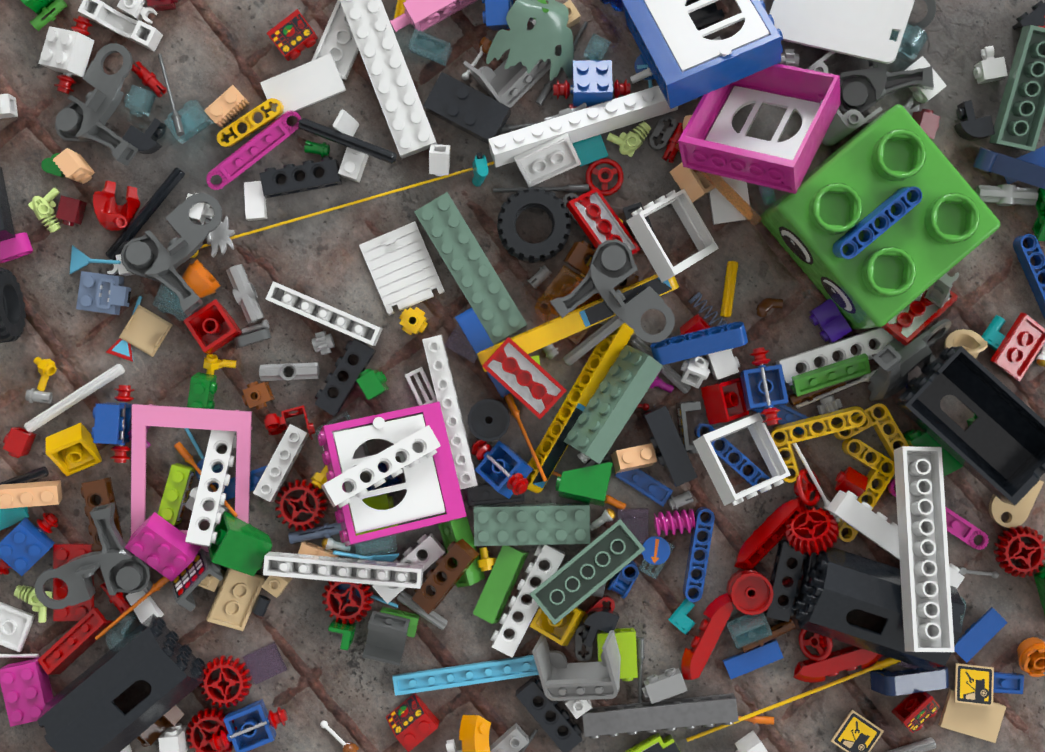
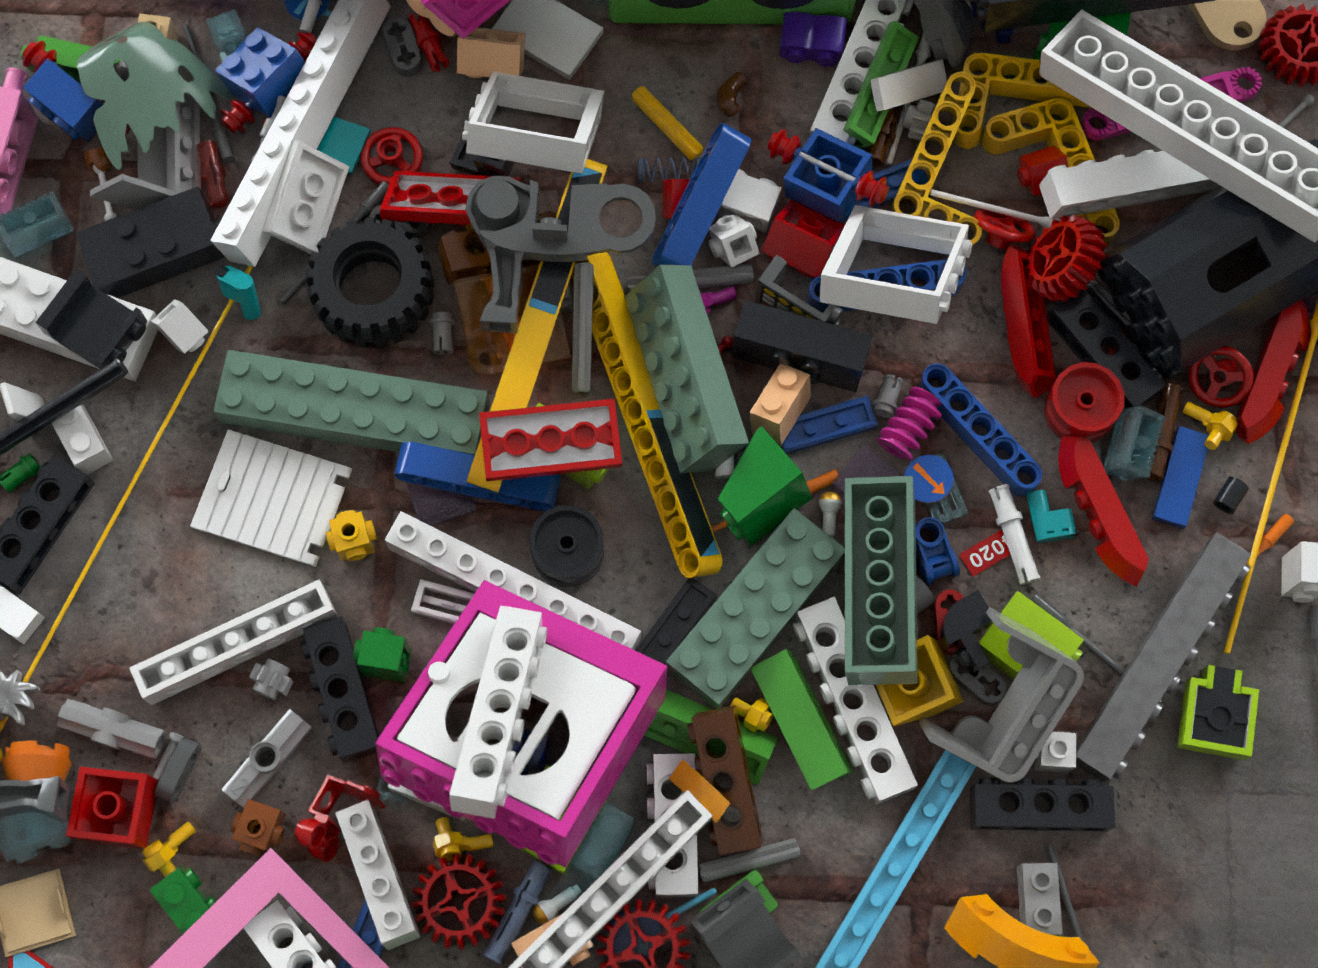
camera: 50 degrees left, 15 degrees down
(387, 557) = (636, 833): medium azure piece -> none
(405, 123) = (91, 322): none -> black panel
(429, 570) = (689, 779): none -> light orange sticker
(501, 468) = (645, 580): blue brick -> none
(515, 412) = (595, 509): orange piece -> none
(532, 92) = (209, 155): none -> clear red pin
(550, 351) = (545, 396): light grey pin -> none
(632, 140) = (377, 86): yellowish green piece -> none
(648, 602) = (985, 553): none -> red sticker
(664, 685) = (1125, 618): light grey brick -> none
(667, 600) = (1014, 534): none -> white pin
(732, 196) = (534, 24): clear orange axle -> none
(762, 687) = (1231, 495): none -> black hinge
(791, 658) = (1219, 425): none -> yellow piece
(841, 388) = (908, 85): none -> white tile

